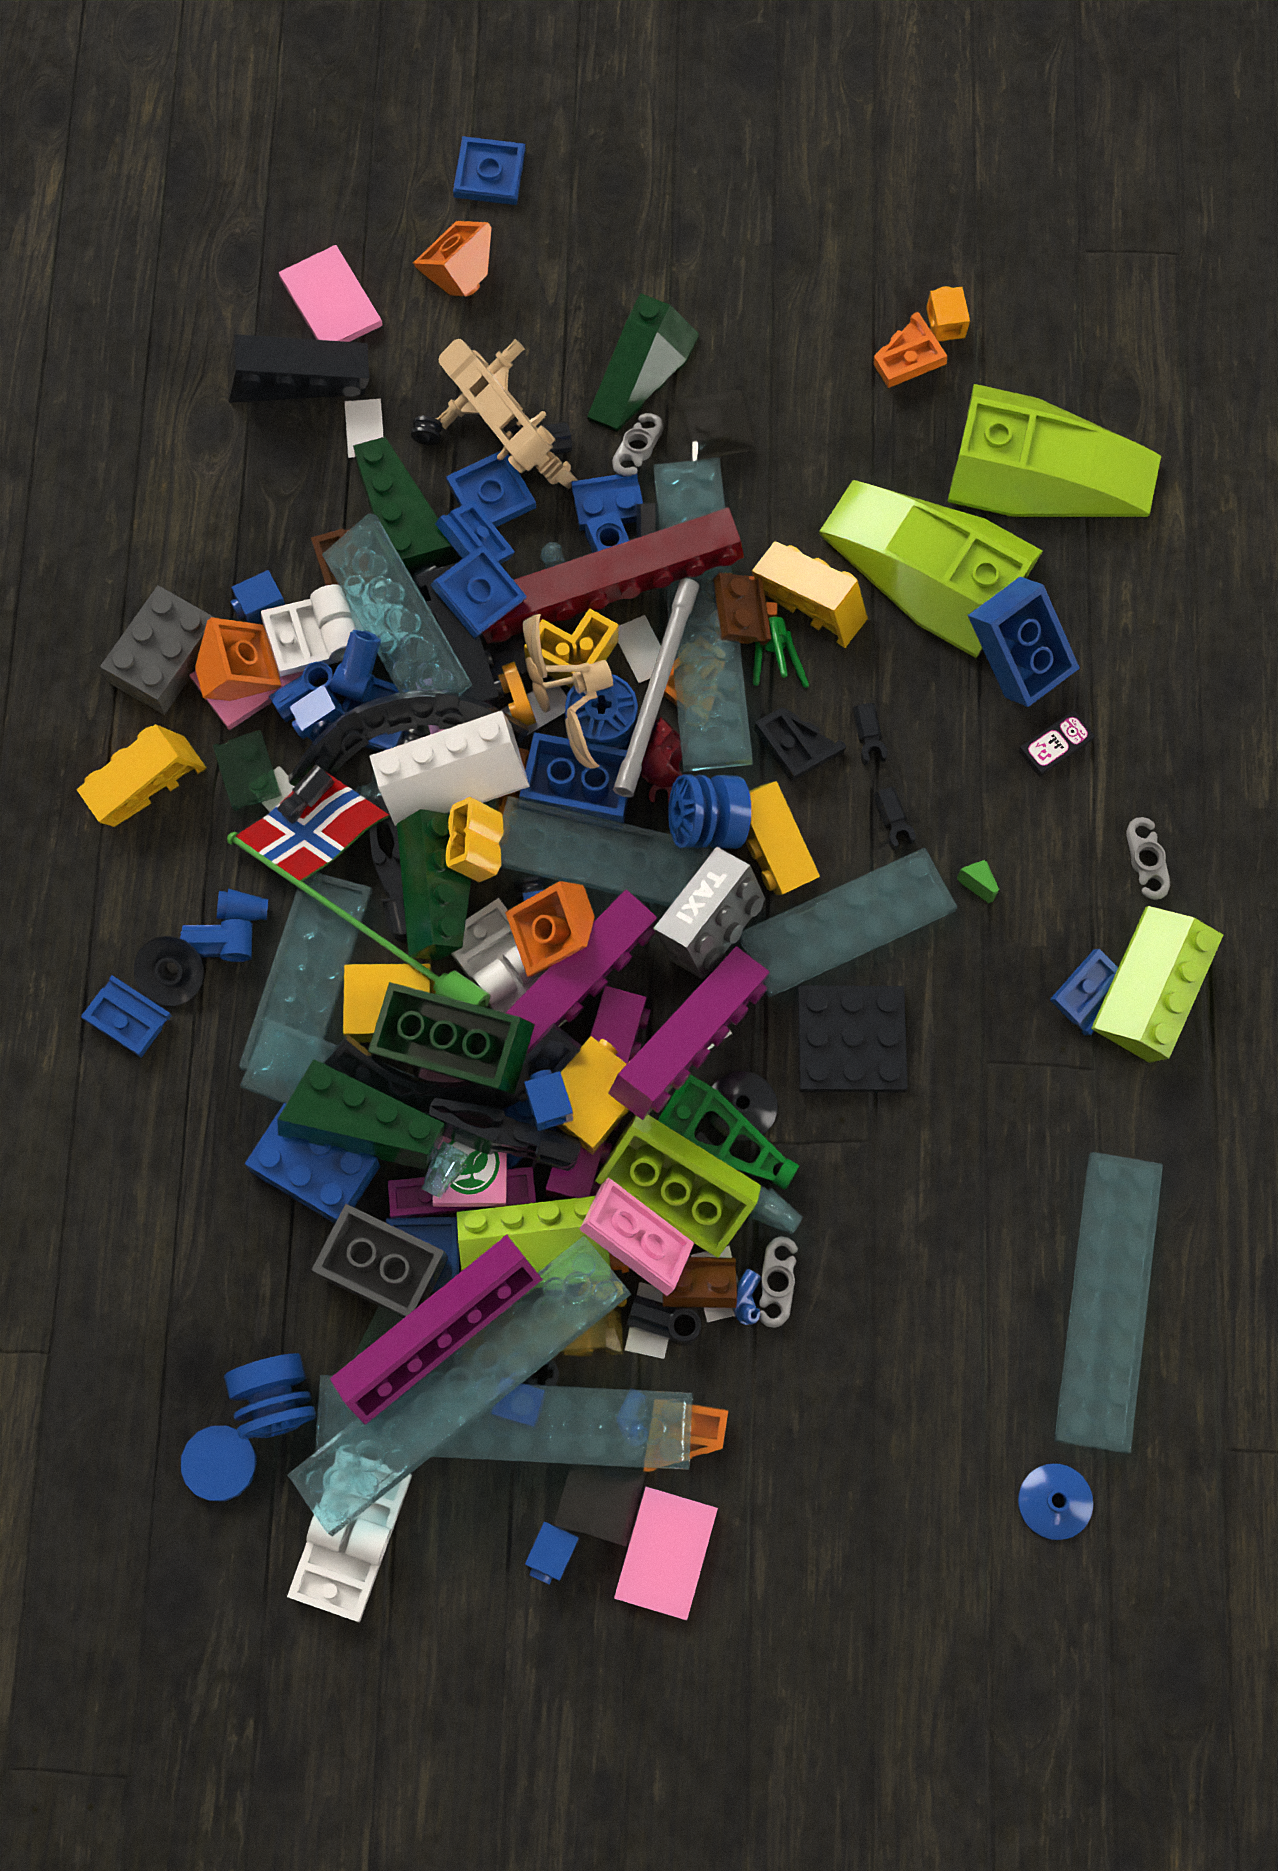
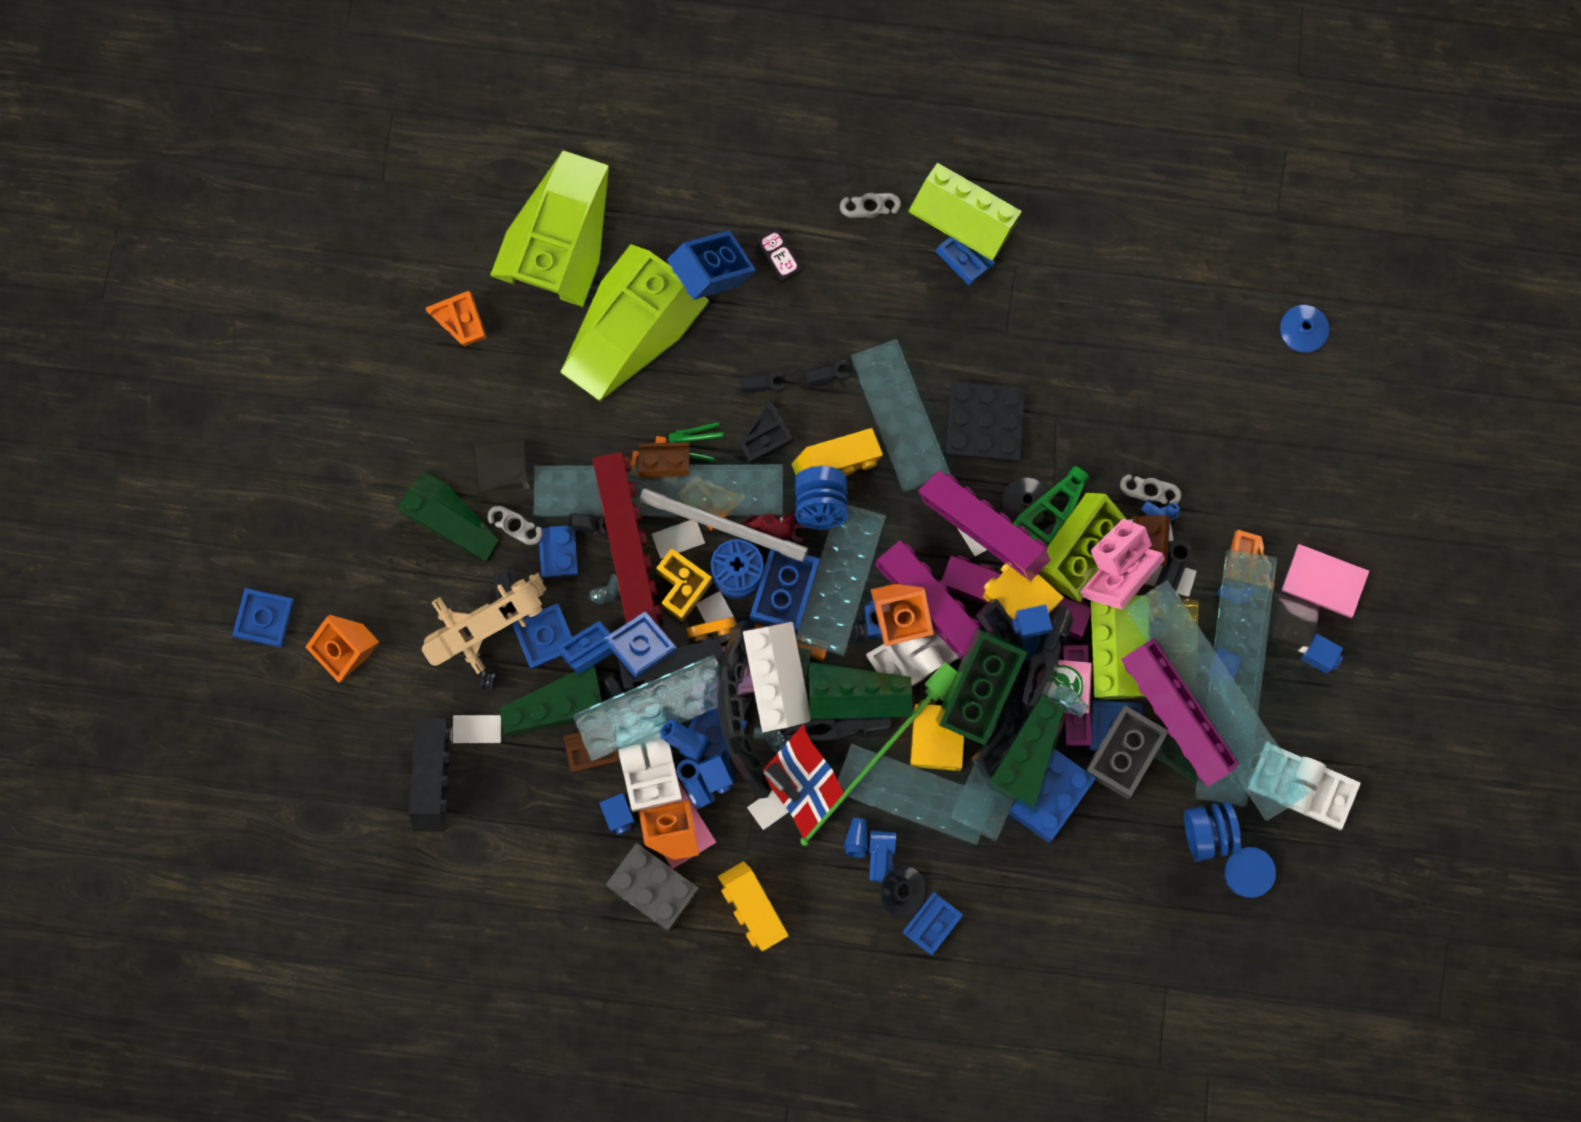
camera: 85 degrees left, 5 degrees up
(247, 770) = (750, 830): clear green plate -> none
(330, 297) = (364, 747): bright pink tile -> none
(474, 839) = (833, 661): yellow brick -> none
(586, 679) = (708, 601): tan plant -> none
(605, 528) = (588, 562): blue brick -> none
(677, 1231) = (1121, 547): none -> bright pink brick
(710, 913) = (895, 504): dark grey brick -> none
(775, 1211) = (1105, 483): clear light blue cone -> none
(813, 588) = (648, 410): yellow wedge -> none
(948, 313) = (430, 286): light orange brick -> none
(979, 880) = (879, 320): bright green slope -> none
(1109, 1303) = (1177, 275): clear light blue plate -> none

